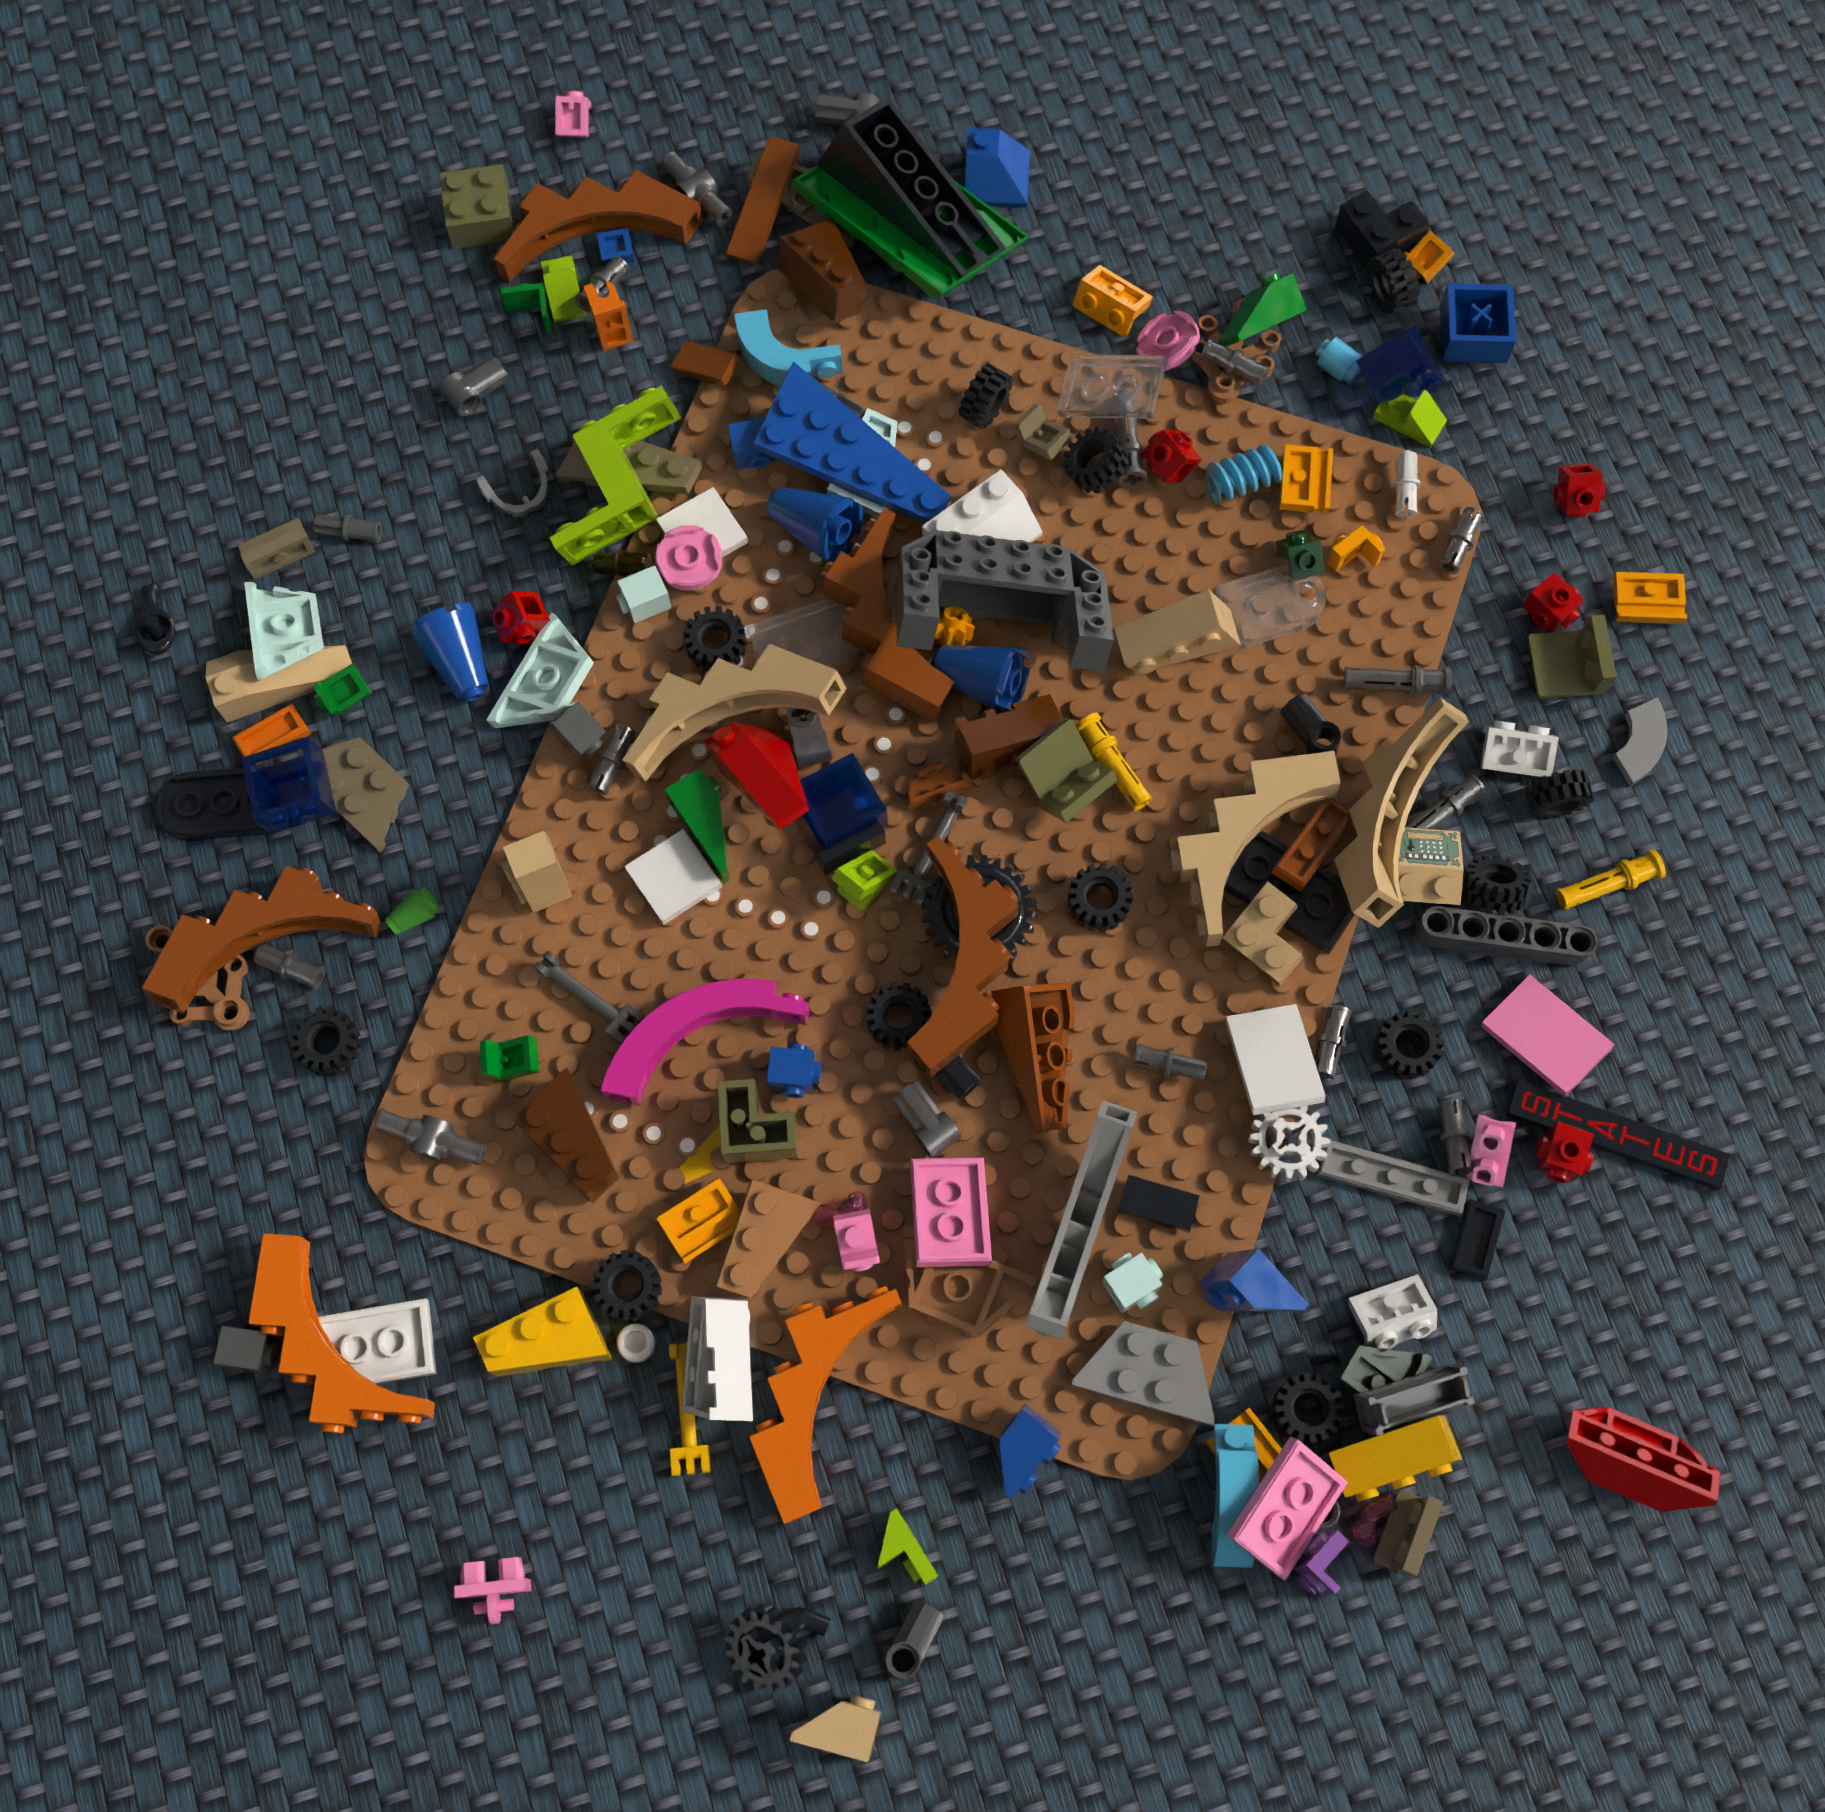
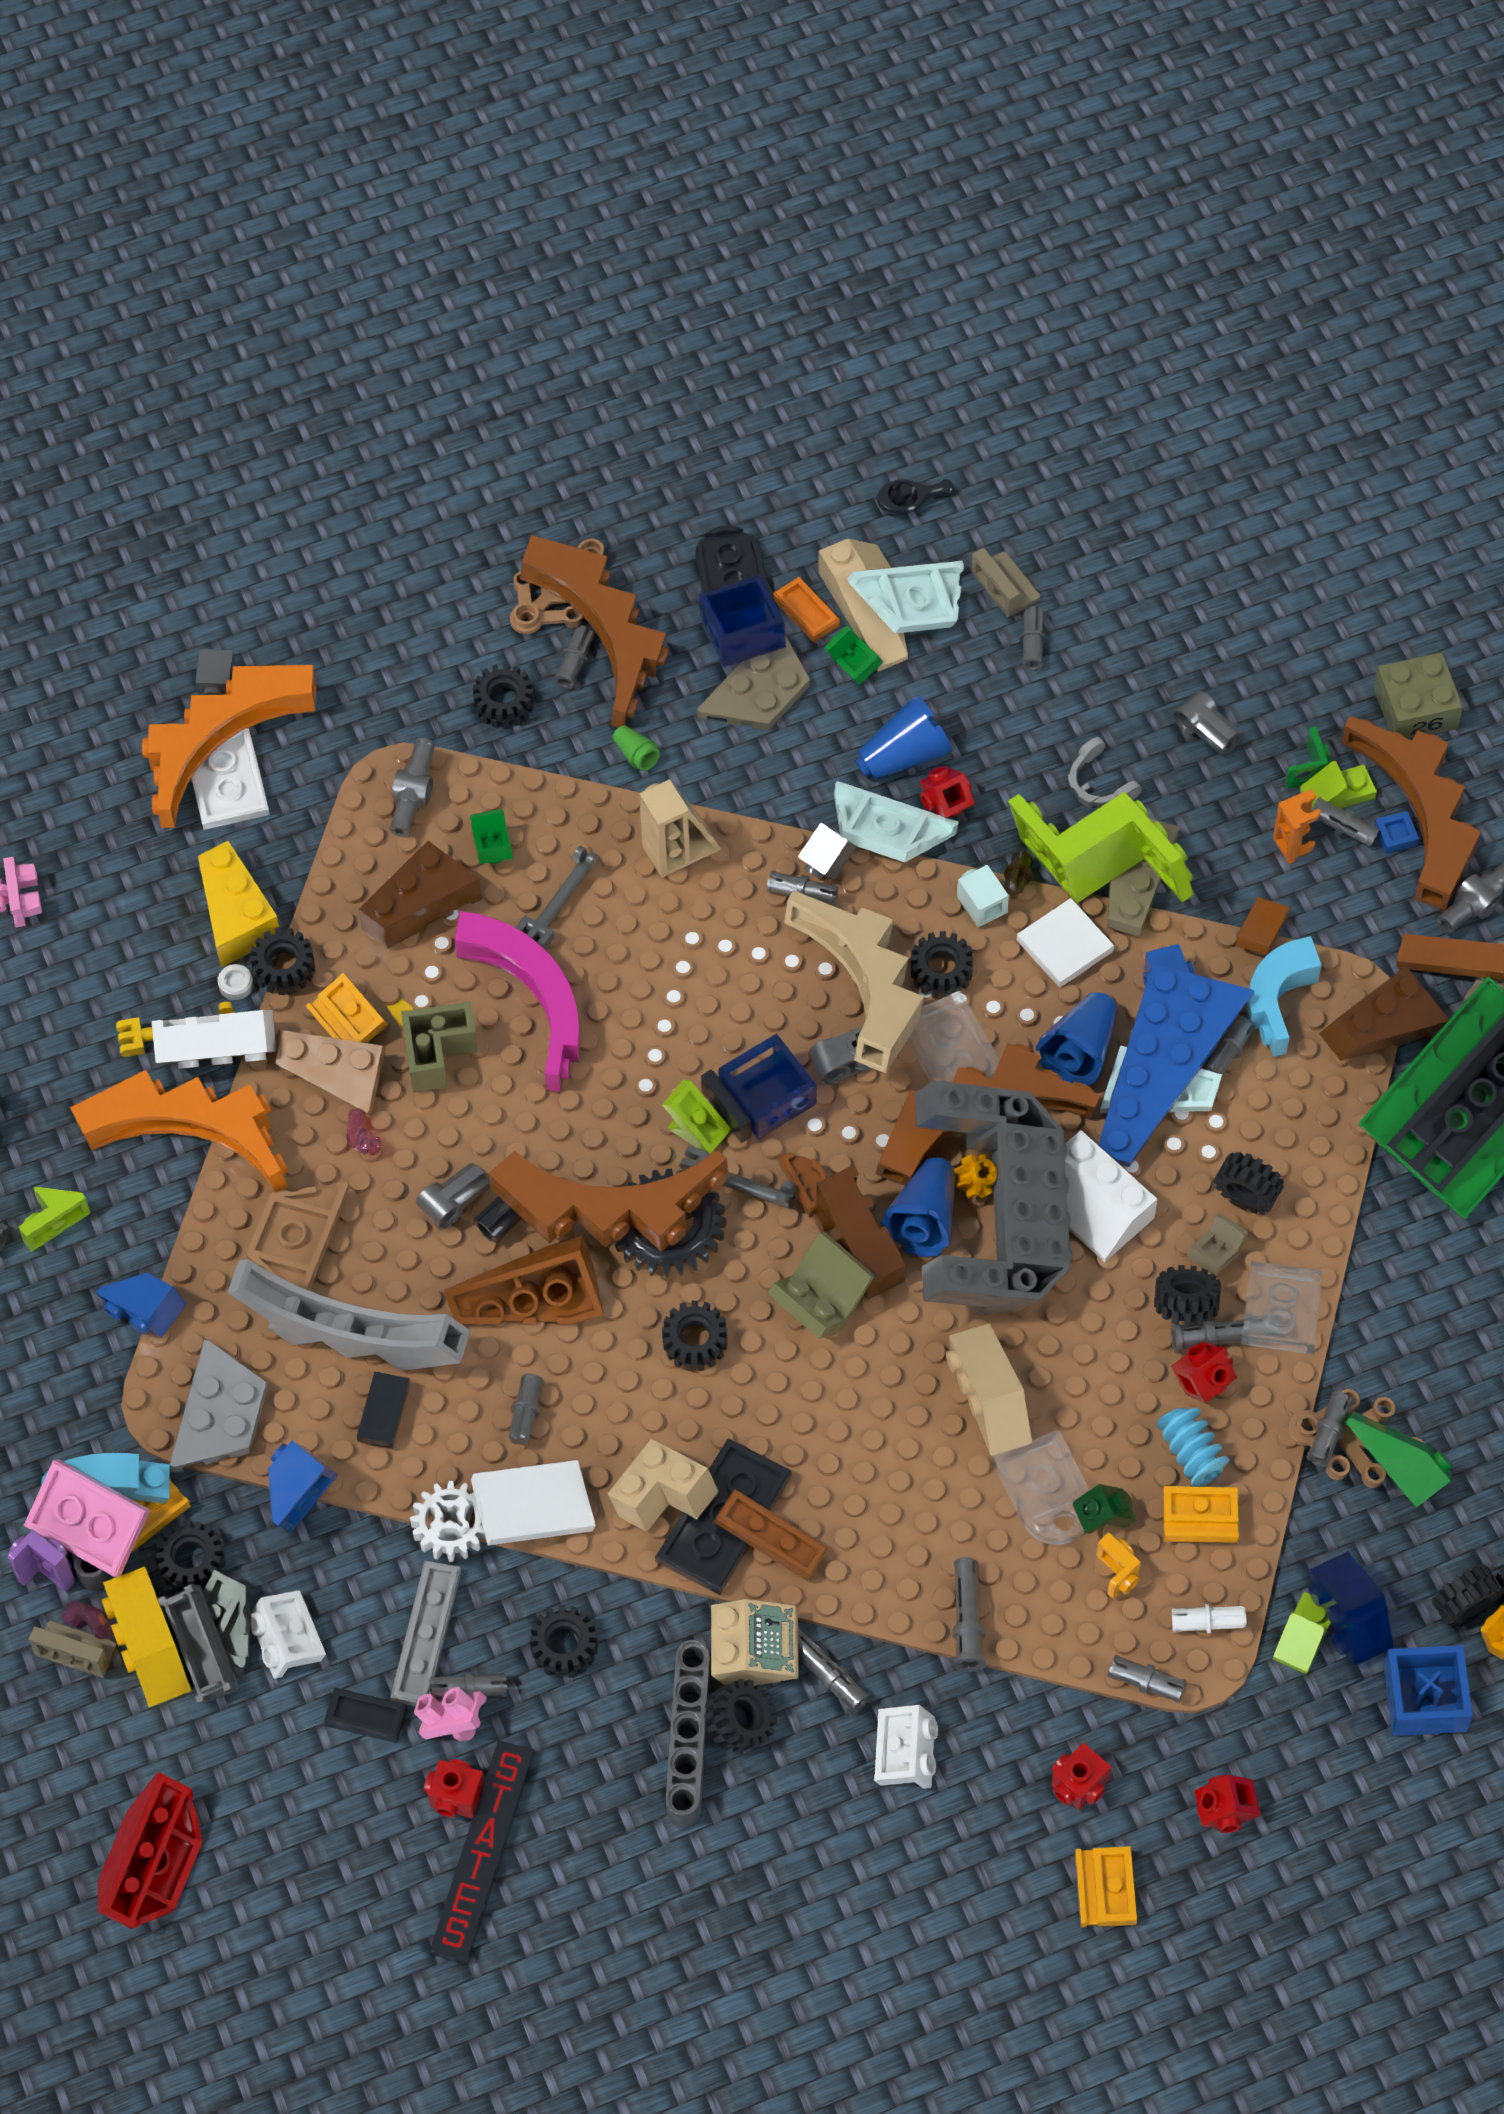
camera: 85 degrees right, 10 degrees down
(673, 876) = (686, 957): white tile -> none
(688, 558) = (1027, 930): bright pink tile -> none
(700, 810) = (743, 975): green slope -> none
(761, 768) = (796, 1005): red wedge -> none
(793, 1070) = (494, 1075): blue brick -> none
(856, 1240) = (332, 1145): bright pink bracket -> none
(892, 996) = (560, 1145): black tyre -> none
(950, 1212) = (362, 1220): bright pink tile -> none
(1104, 748) = (858, 1330): yellow pin -> none
(1110, 300) = (1407, 1312): light orange bracket -> none
(1133, 1282) = (302, 1385): light aqua brick -> none
(1171, 336) = (1357, 1369): bright pink tile -> none
(1270, 791) = (780, 1451): tan arch -> none
(1310, 725) = (902, 1527): black piece -> none
(1332, 1041) = (562, 1569): flat silver pin -> none
(1338, 360) = (1367, 1546): medium azure brick -> none
(1396, 773) = (796, 1588): tan arch -> none
(1547, 1035) = (583, 1777): bright pink tile -> none
(1559, 794) = (849, 1778): black tyre -> none
(1573, 661) = (1015, 1799): olive bracket -> none
(1624, 875) = (768, 1857): yellow pin -> none
(1645, 741) = (929, 1883): light grey tile -> none

